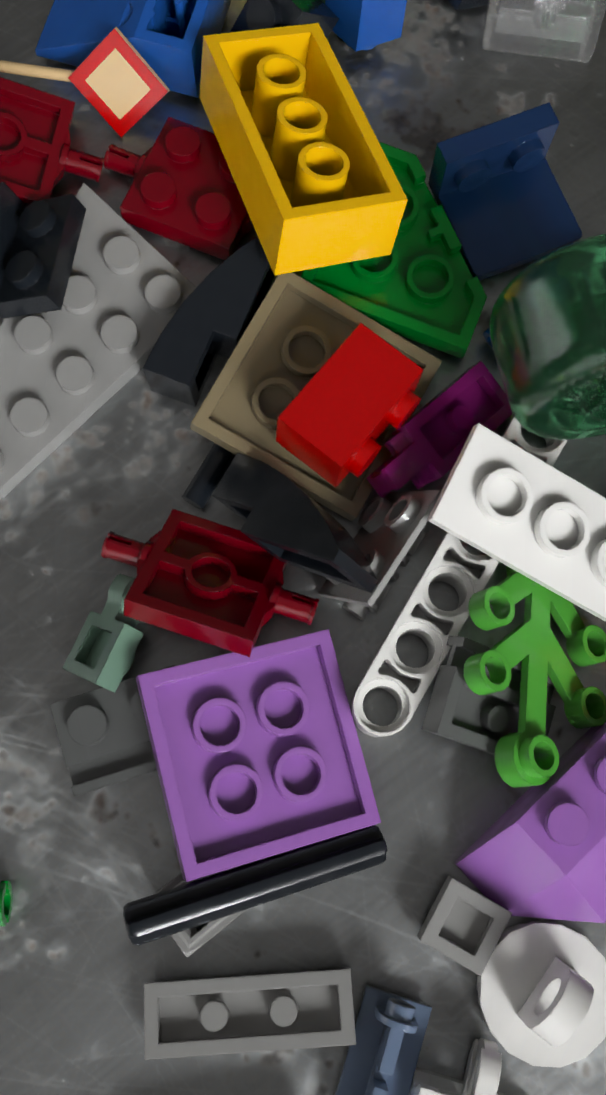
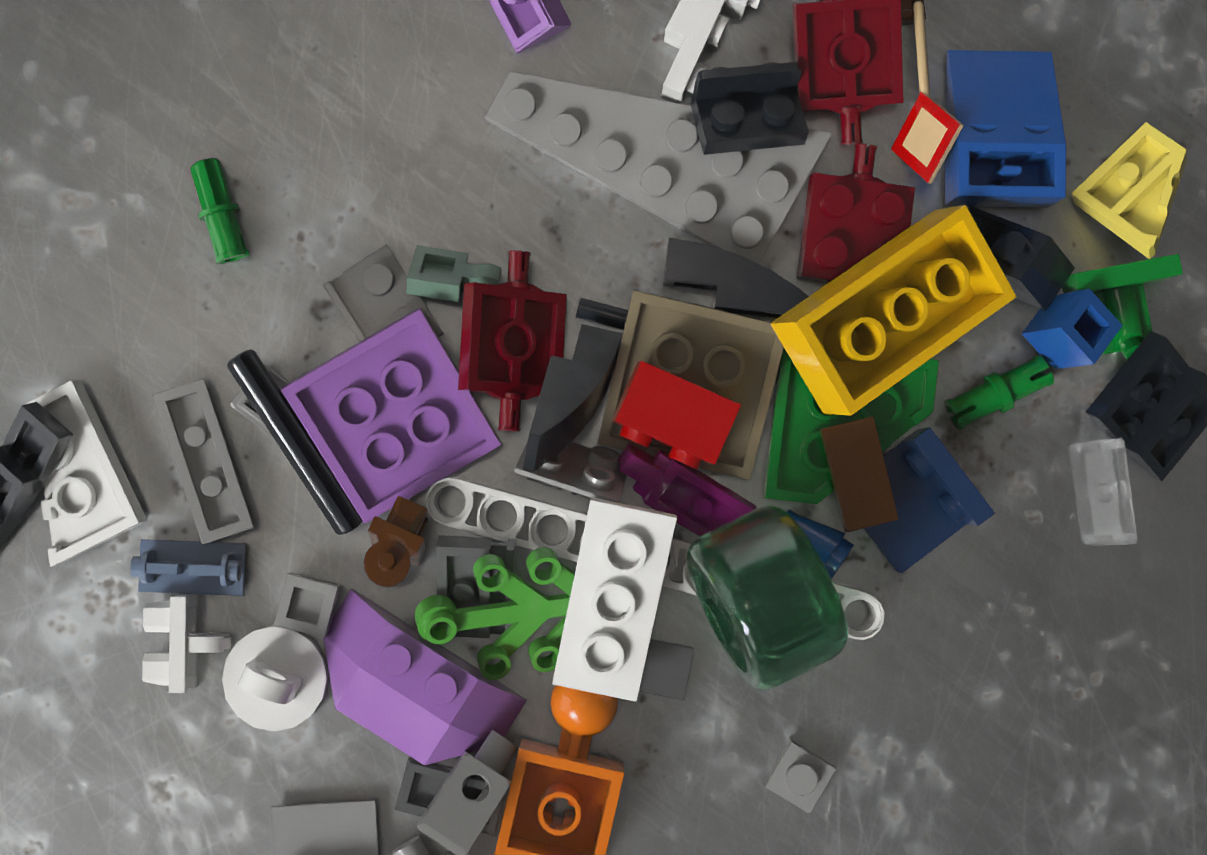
camera: 70 degrees right, 10 degrees up
(411, 93) = (999, 392): none -> green pin
(419, 785) = (396, 543): none -> reddish brown hips
(466, 240) = (859, 474): none -> reddish brown tile

